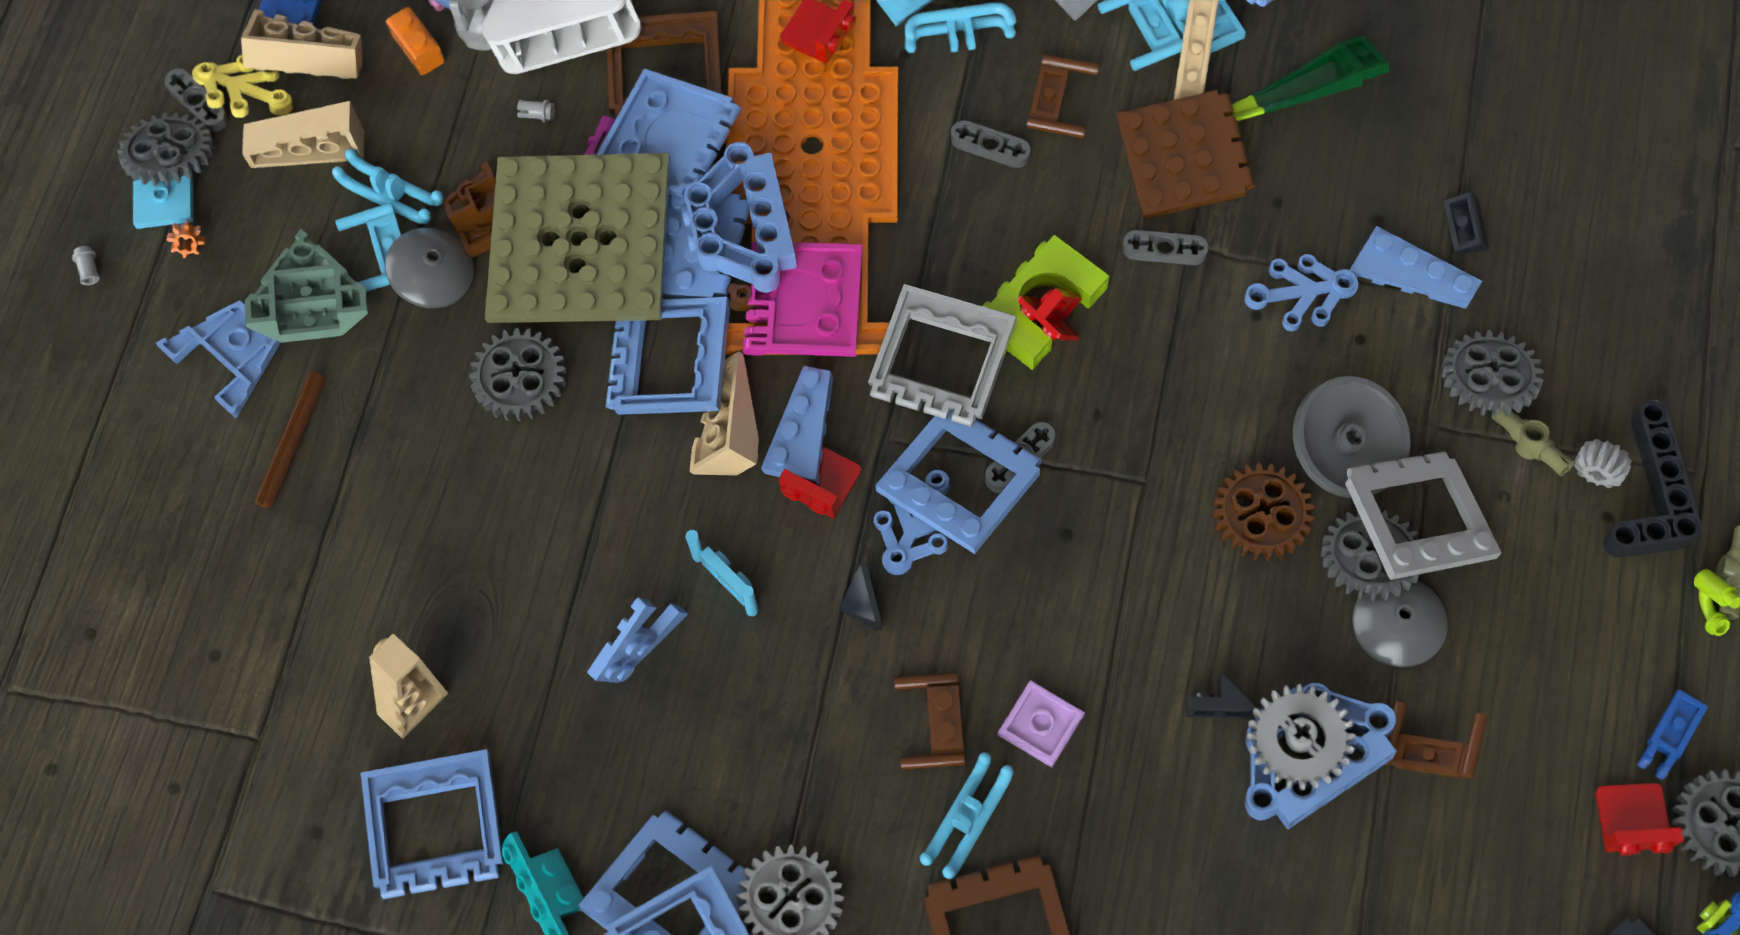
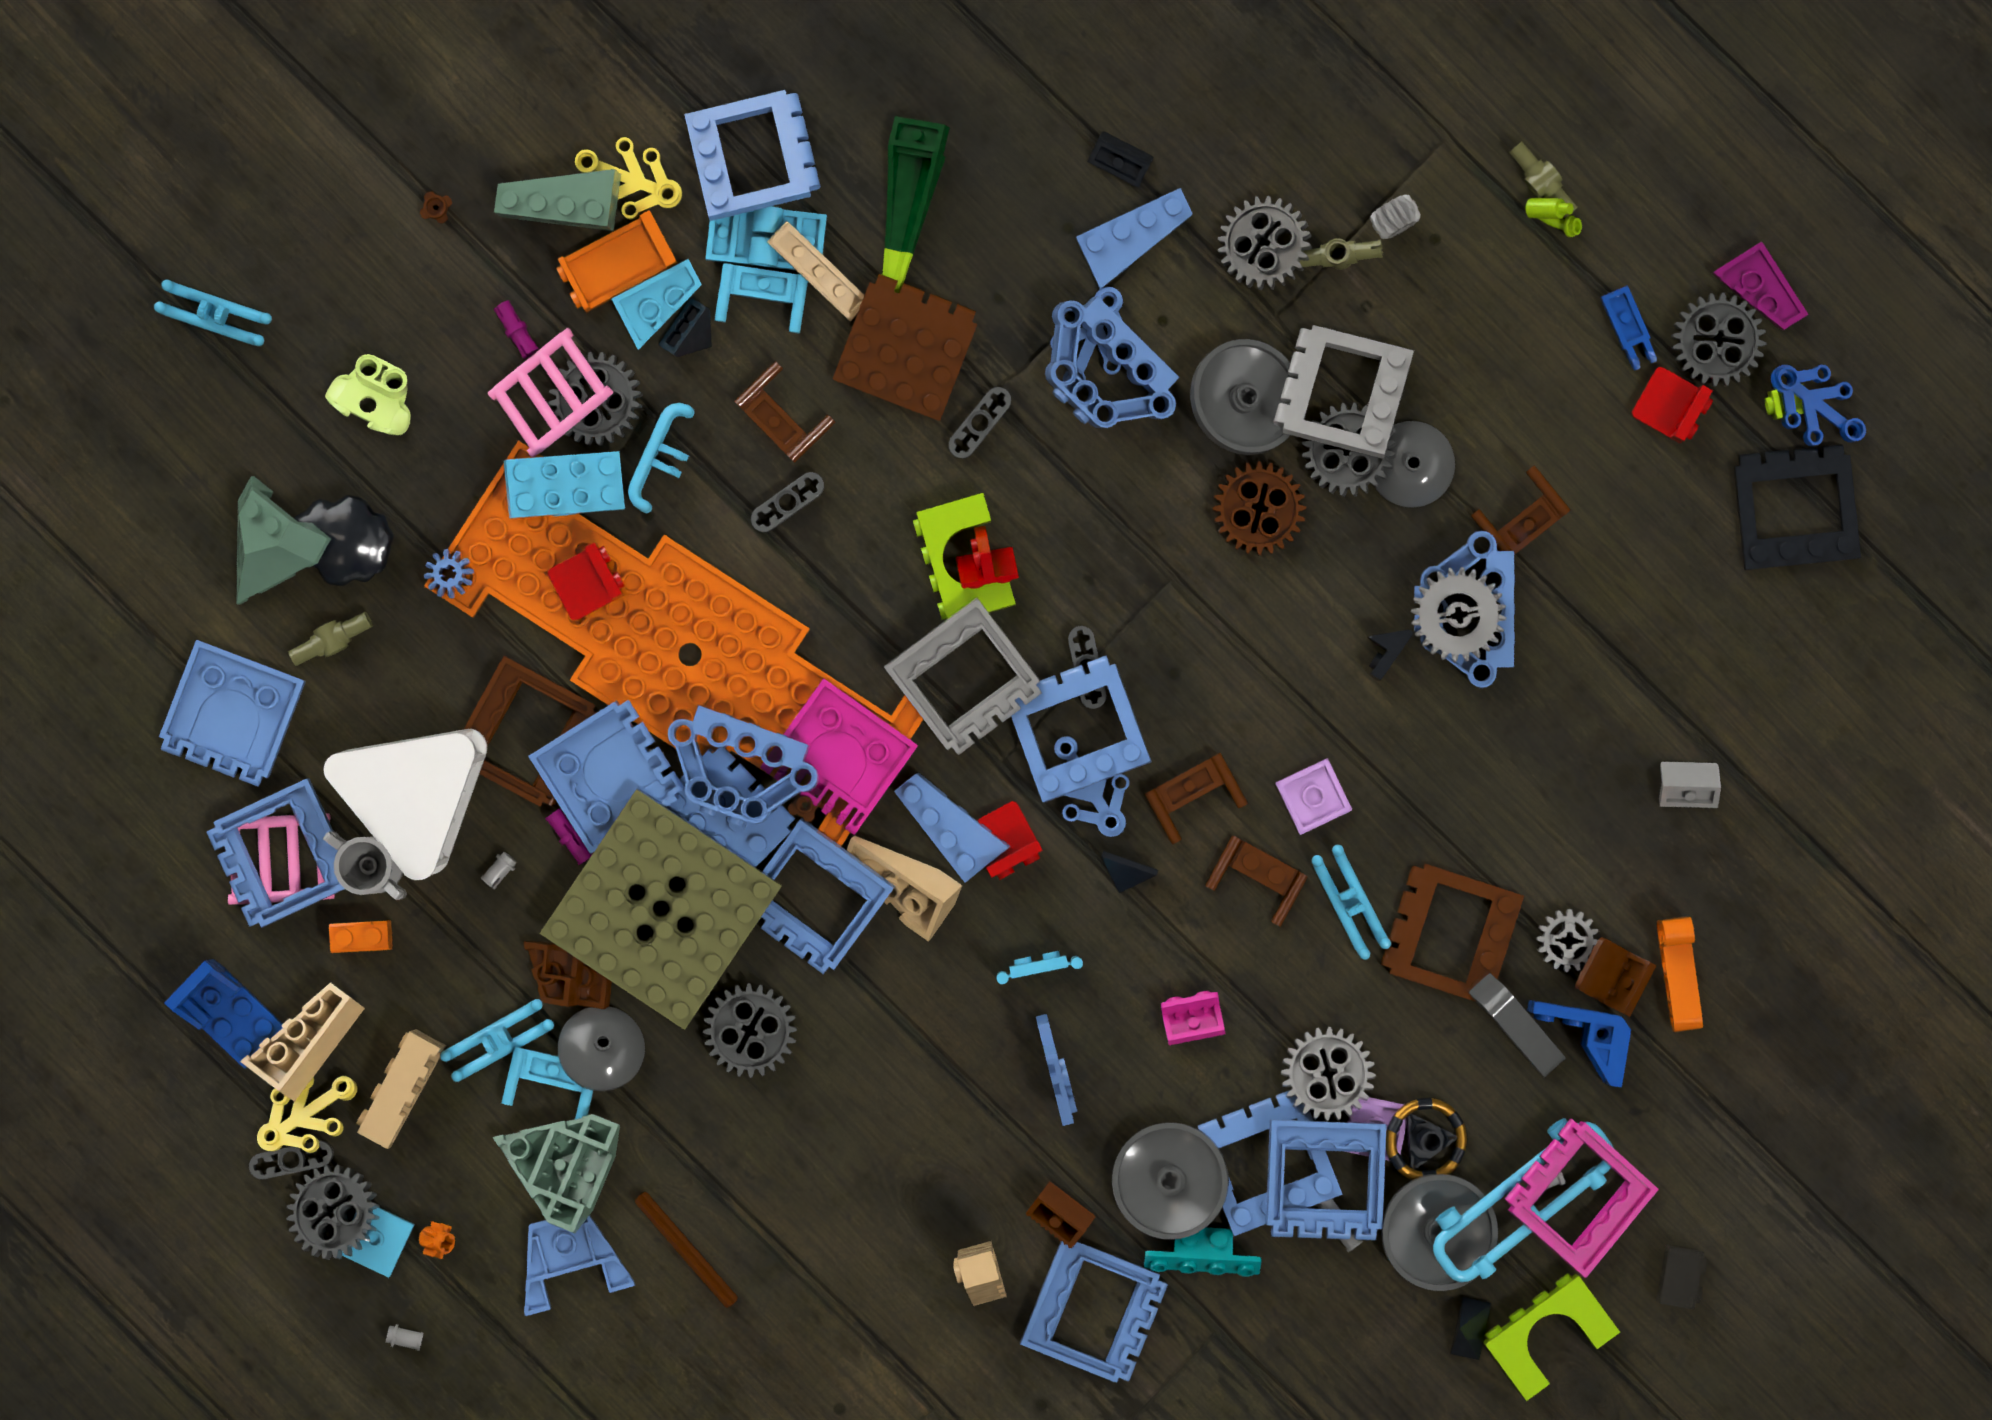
camera: 65 degrees left, 20 degrees up
(505, 732) = (1060, 1215): none -> reddish brown brick
(597, 813) = (1170, 1180): none -> dark grey dish
(765, 739) = (1192, 1017): none -> dark pink bracket
(974, 607) = (1189, 787): none -> reddish brown plate
(1263, 344) = (1064, 353): none -> medium blue brick
(1661, 489) = (1444, 184): black beam -> none

